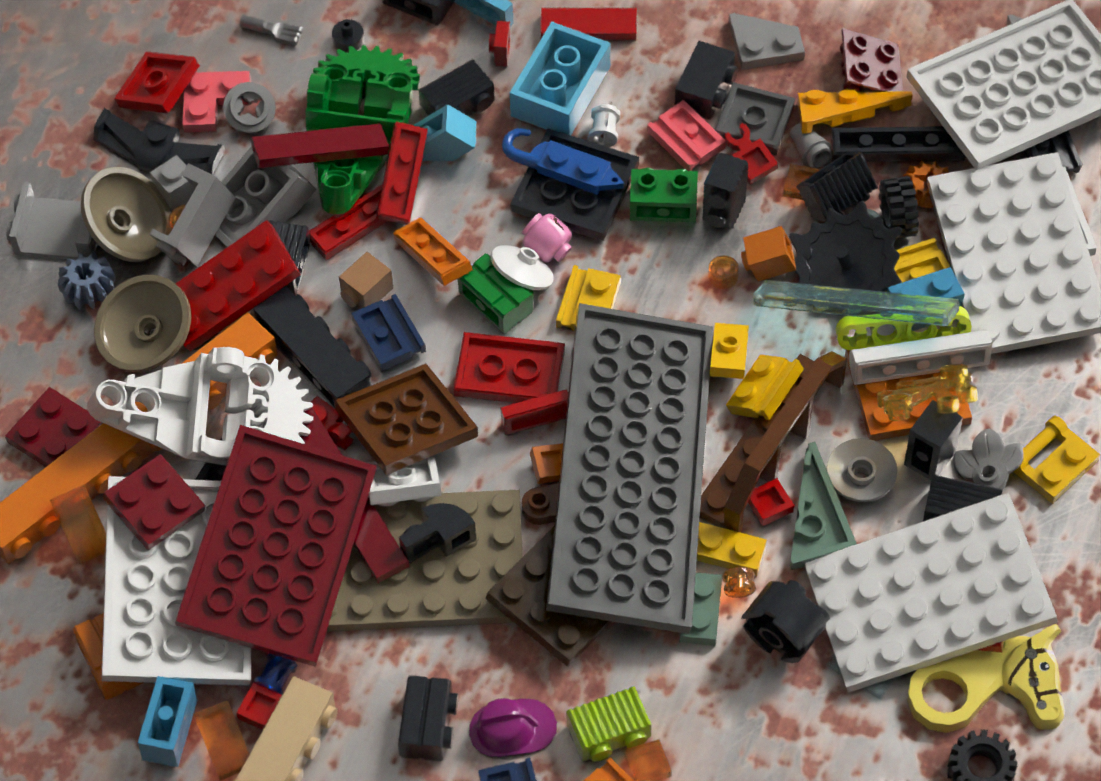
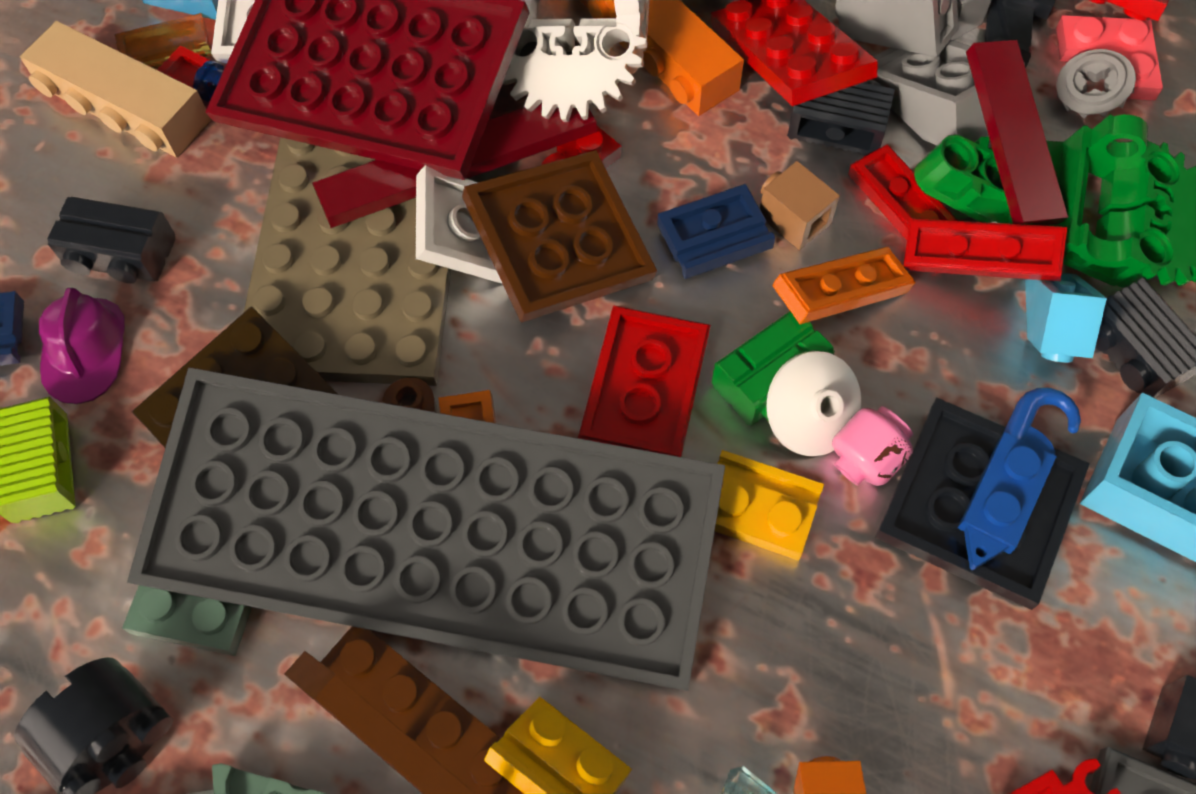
camera: 95 degrees right, 5 degrees up
(311, 346) = (692, 139): black brick -> none
(442, 527) = (364, 256): black brick -> none
(534, 412) = (554, 393): red tile -> none
(604, 125) = (1105, 556): white bush -> none
(663, 195) = (963, 639): green brick -> none
(686, 136) = (1094, 695): coral plate -> none
(723, 281) = (811, 746): clear orange bush -> none
(725, 191) = (960, 737): black brick -> none
(729, 350) = (638, 713): yellow plate -> none
(729, 548) = (264, 691): yellow plate -> none
(739, 582) = (206, 675): clear orange bush -> none
(770, 502) = (337, 751): red plate -> none

